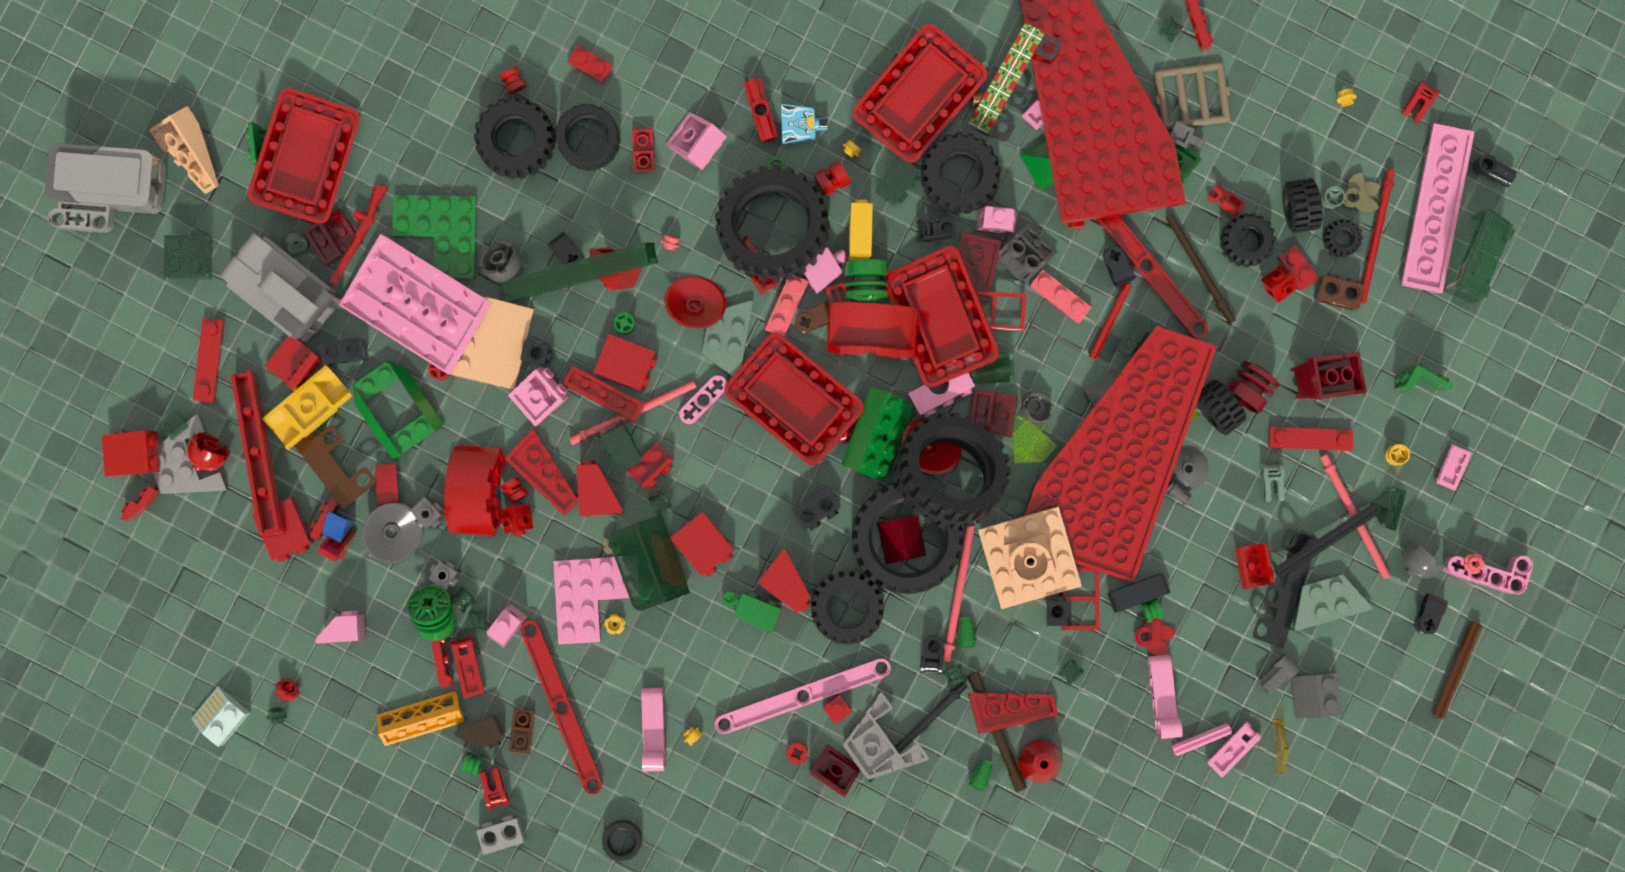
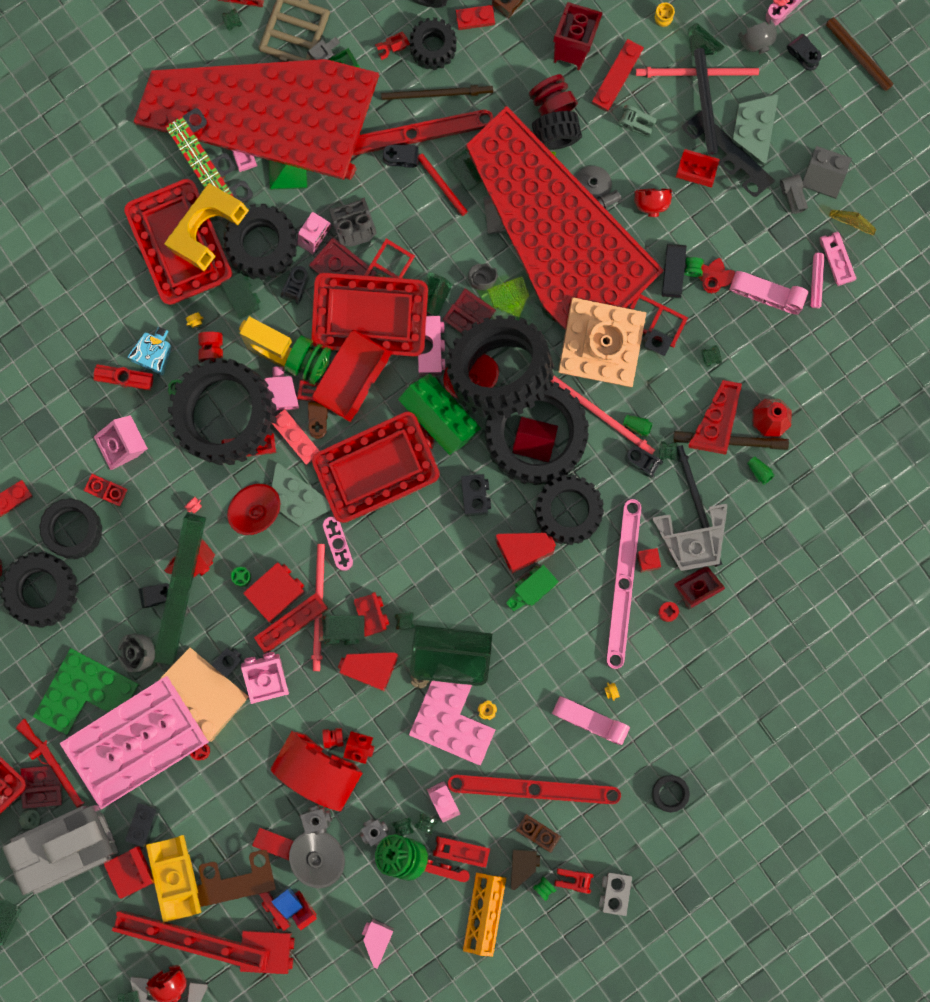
camera: 65 degrees left, 5 degrees down
(208, 360) = (89, 945): red plate -> none
(410, 433) = (240, 801): green wedge -> none
(540, 470) = (325, 708): red wing -> none
(703, 545) = (458, 603): red brick -> none
(970, 104) = (209, 204): none -> yellow arch
(1060, 296) = (402, 214): coral plate -> none
(1198, 537) = (653, 200): none -> red cylinder
(1279, 283) = (480, 36): red brick -> none

